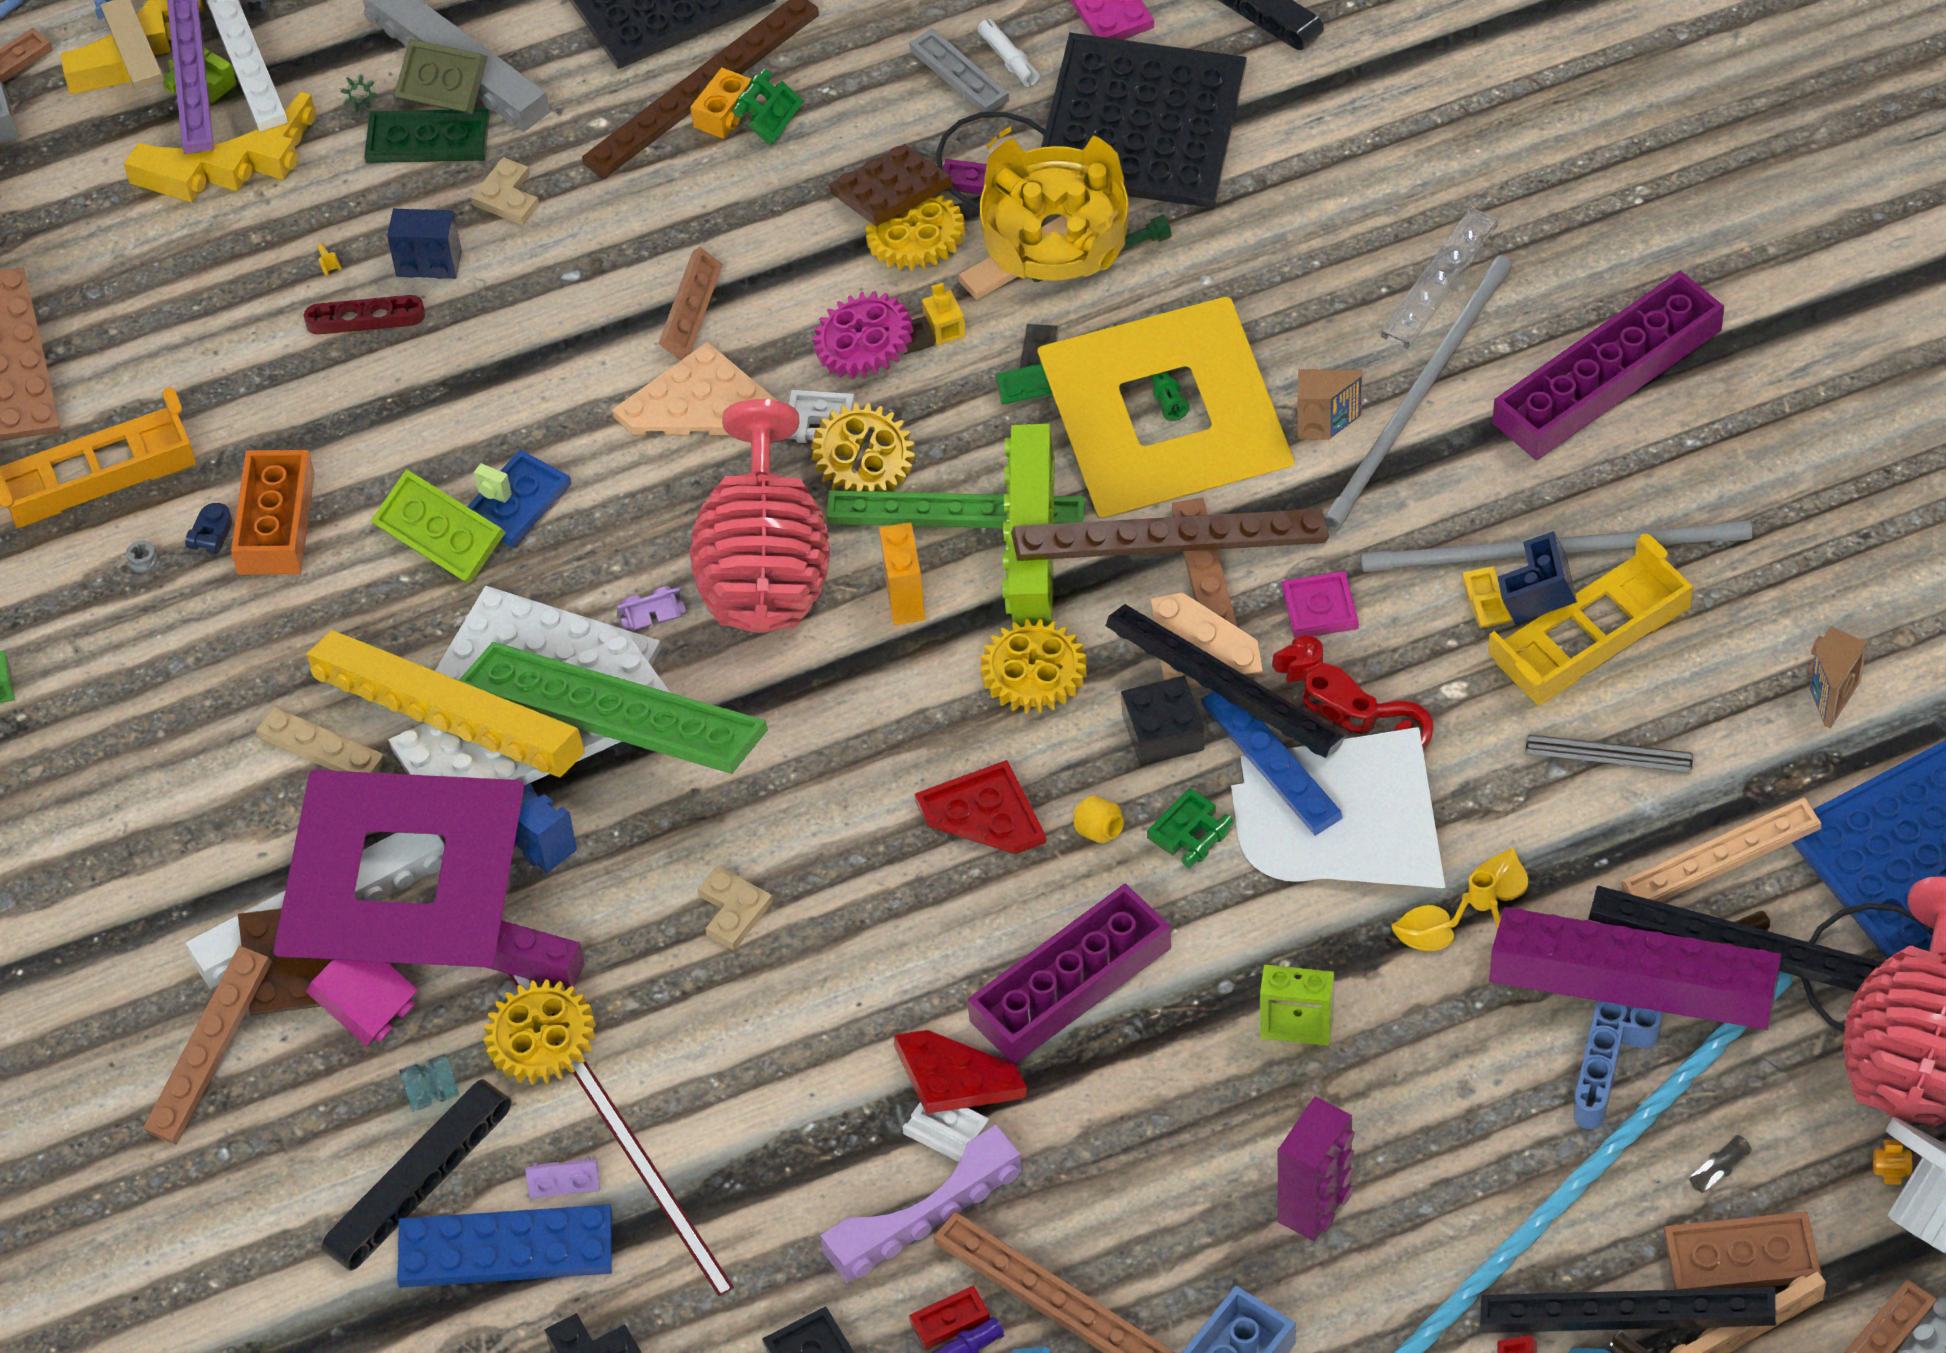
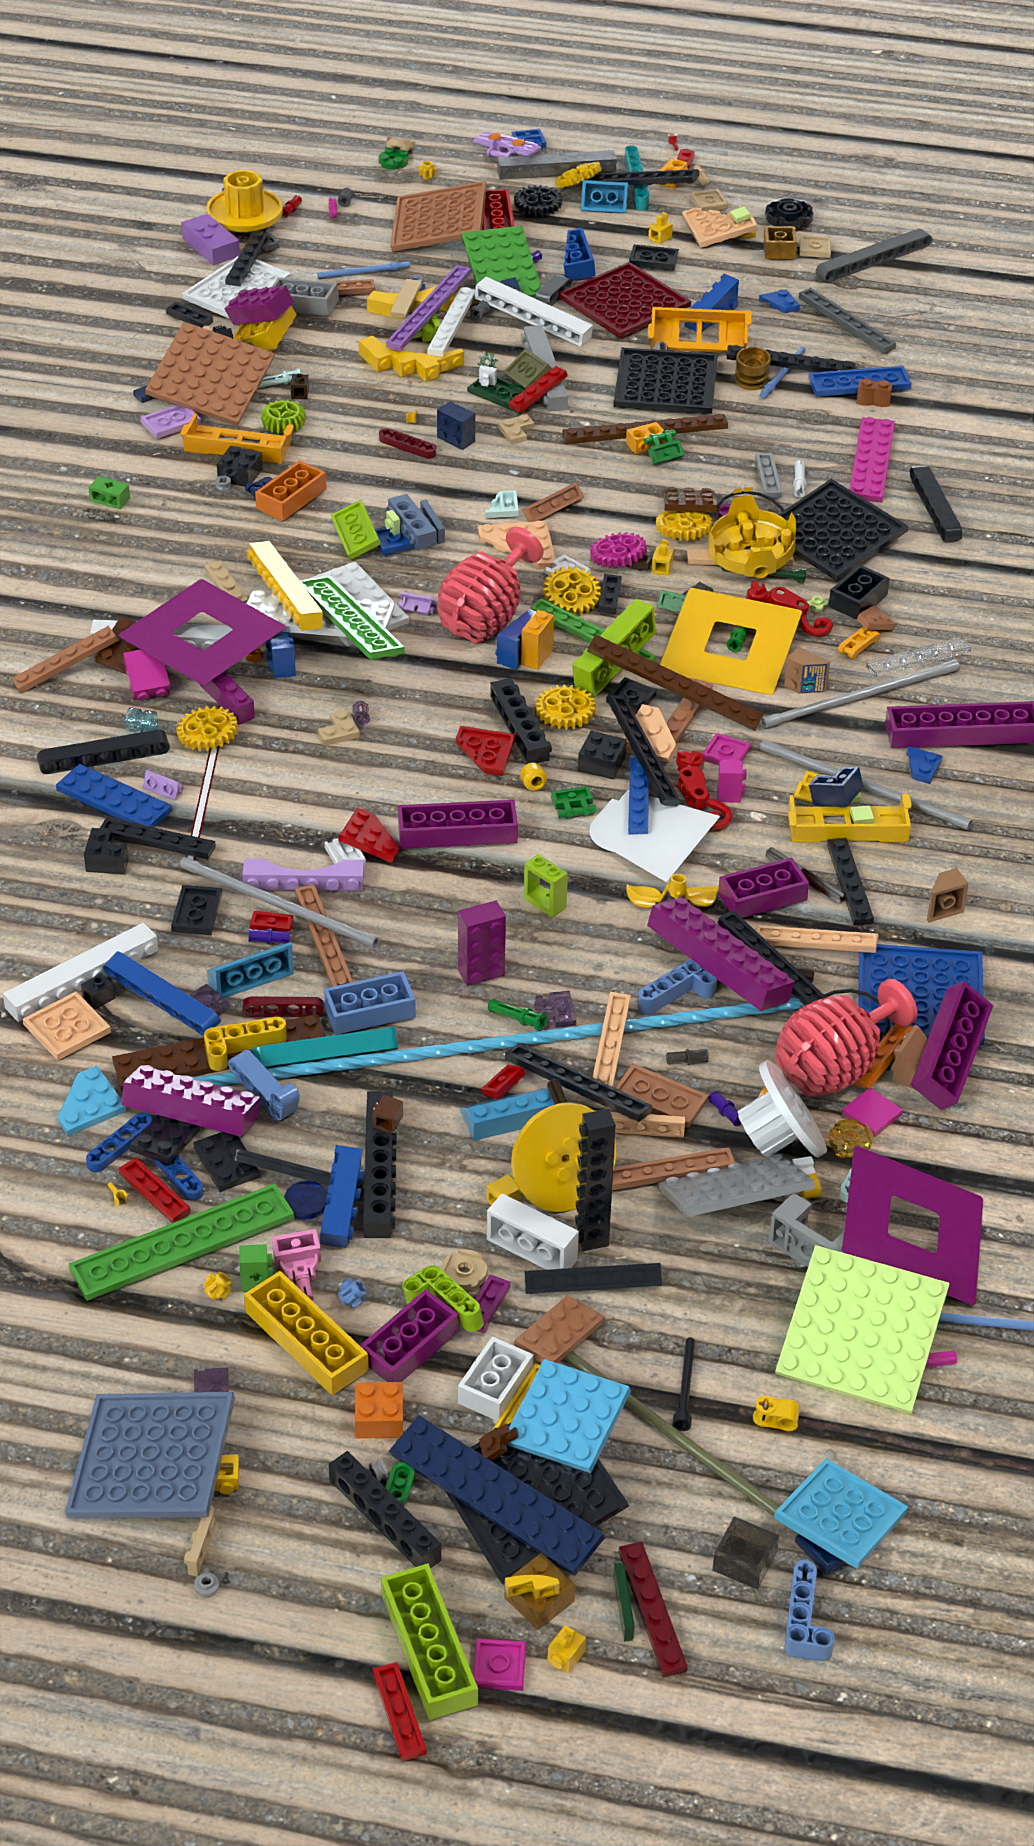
camera: 30 degrees right, 10 degrees down
(61, 298) = (283, 378): none -> light aqua pin
(100, 302) = (299, 386): none -> dark brown brick
(145, 510) = (240, 465): none -> black brick
(146, 374) = (282, 413): none -> lime gear
(387, 121) = (487, 376): none -> white tile
(491, 105) = (538, 389): none -> red plate
(529, 466) = (413, 522): none -> sand blue brick
(539, 443) = (429, 513): none -> sand blue plate
(619, 348) = (503, 505): none -> light aqua wing
(645, 1278) = (159, 838): none -> black plate
(745, 860) = (364, 713): none -> clear purple bush
(865, 581) = (509, 642): none -> blue wedge
(926, 432) = (609, 593): none -> black plate
(944, 706) = (520, 721): none -> black brick
(1106, 586) = (634, 692): none -> black plate
(1118, 1263) = (361, 936): none -> light grey piece
(1191, 289) = (790, 600): none -> red animal
(1223, 265) = (817, 603): none -> yellowish green plate
(1273, 214) = (858, 591): none -> black brick
(1331, 248) = (875, 619): none -> nougat wing
(1339, 300) = (858, 641): none -> light orange plate
(1387, 659) = (730, 781): none -> dark pink brick
(1455, 1244) = (524, 1016): none -> green pin
(1486, 1196) = (562, 1009): none -> clear purple plate
(1585, 815) = (763, 888): none -> magenta brick
(1602, 462) = (923, 764): none -> blue wing
(1603, 604) = (862, 815): none -> yellowish green tile
(1607, 1208) = (611, 1037): none -> light nougat plate
(1675, 725) = (850, 881): none -> black plate
(1844, 1215) = (725, 1107): none -> dark purple pin

